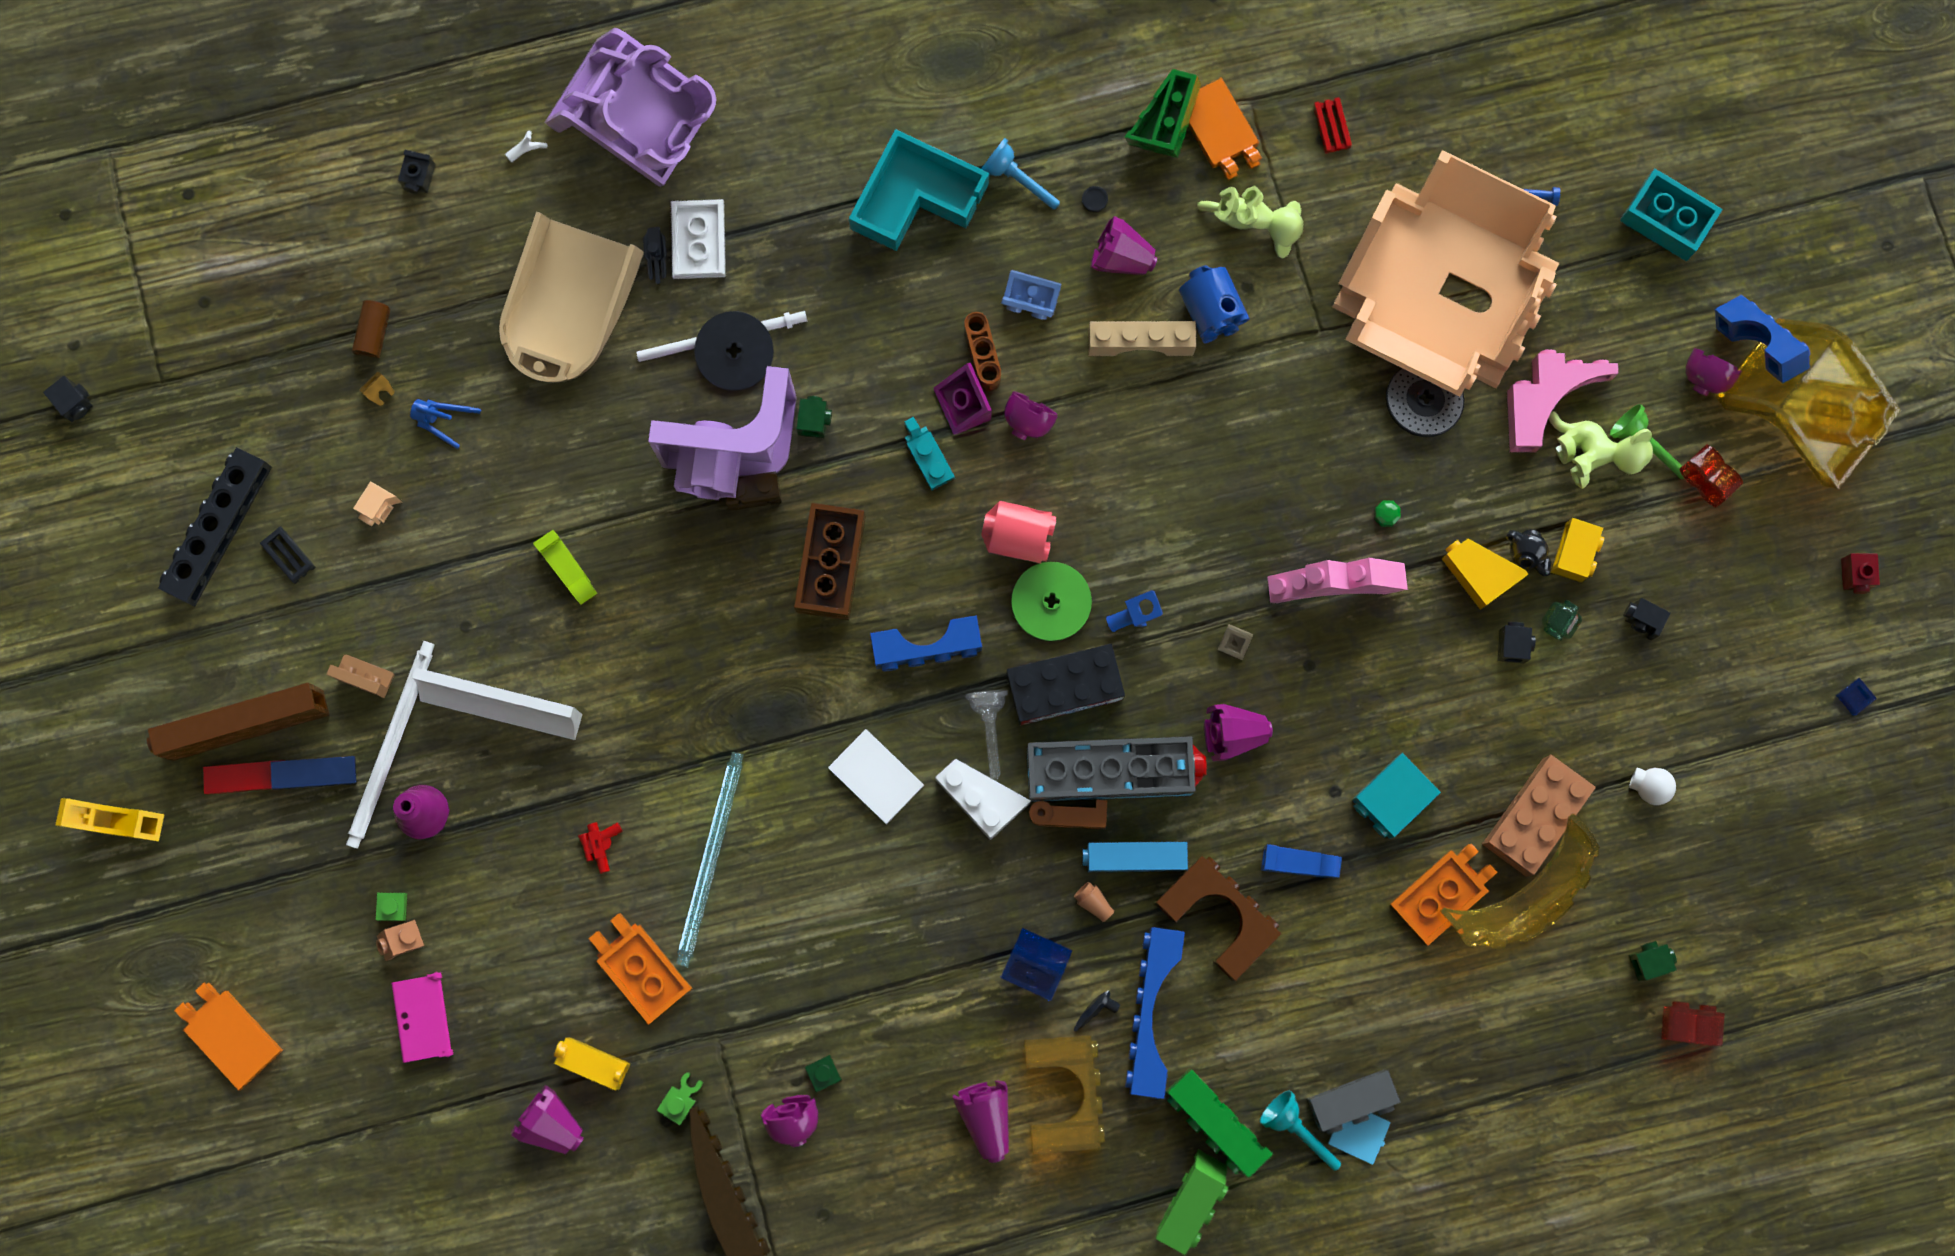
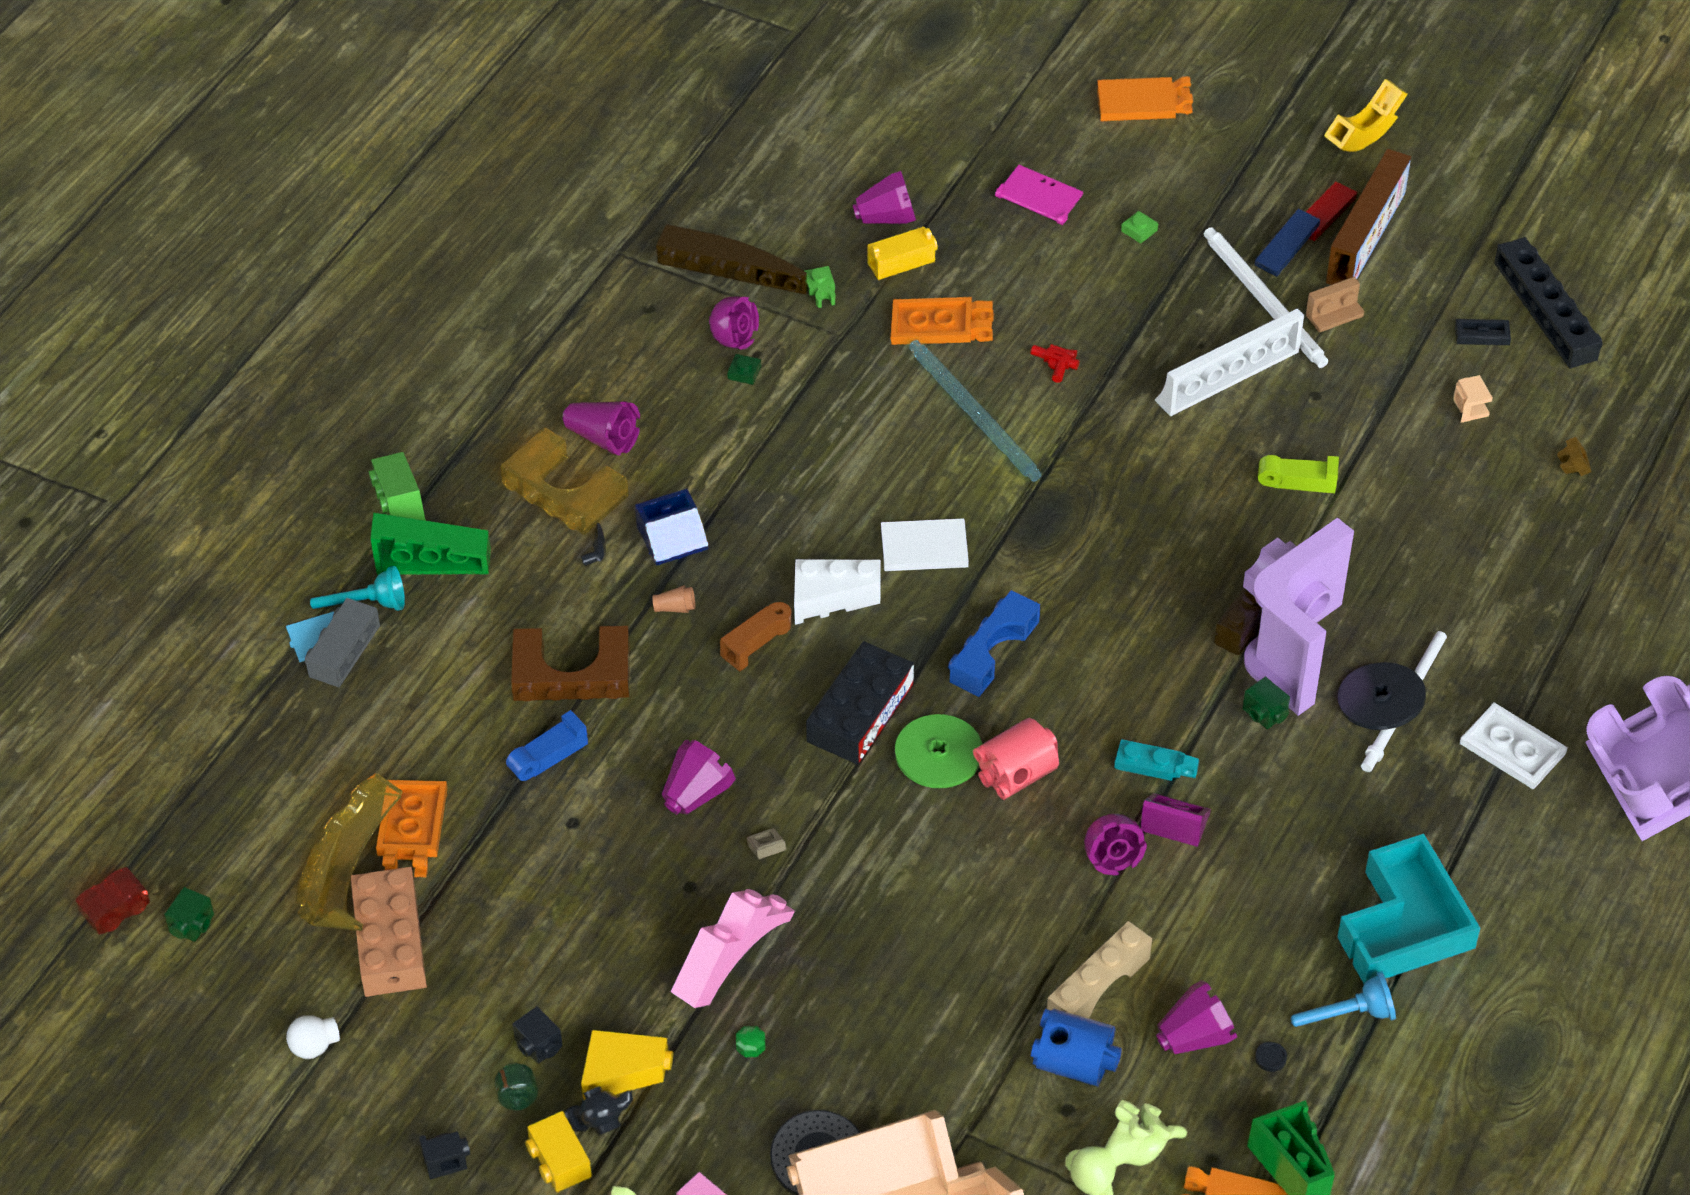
camera: 135 degrees right, 30 degrees down
(371, 329) = (1633, 487): reddish brown brick -> none
(399, 940) = (1109, 213): nougat bracket -> none
(421, 811) = (1195, 271): magenta cone -> none
(427, 412) = (1521, 473): blue plant -> none
(565, 300) = (1543, 616): tan windscreen -> none
(655, 251) = (1529, 708): black piece -> none
(819, 547) = (1128, 624): reddish brown brick -> none
(979, 339) = (1192, 857): dark orange beam -> none
(988, 704) = (903, 640): clear piece -> none
(1031, 294) = (1222, 928): medium blue bracket -> none
(1114, 769) = (759, 673): dark grey piece -> none
(1133, 613) = (864, 787): blue bracket -> none
(1136, 857) = (675, 649): dark azure brick -> none
(1148, 1071) = (519, 542): blue arch -> none
(1395, 796) = (520, 849): teal brick -> none

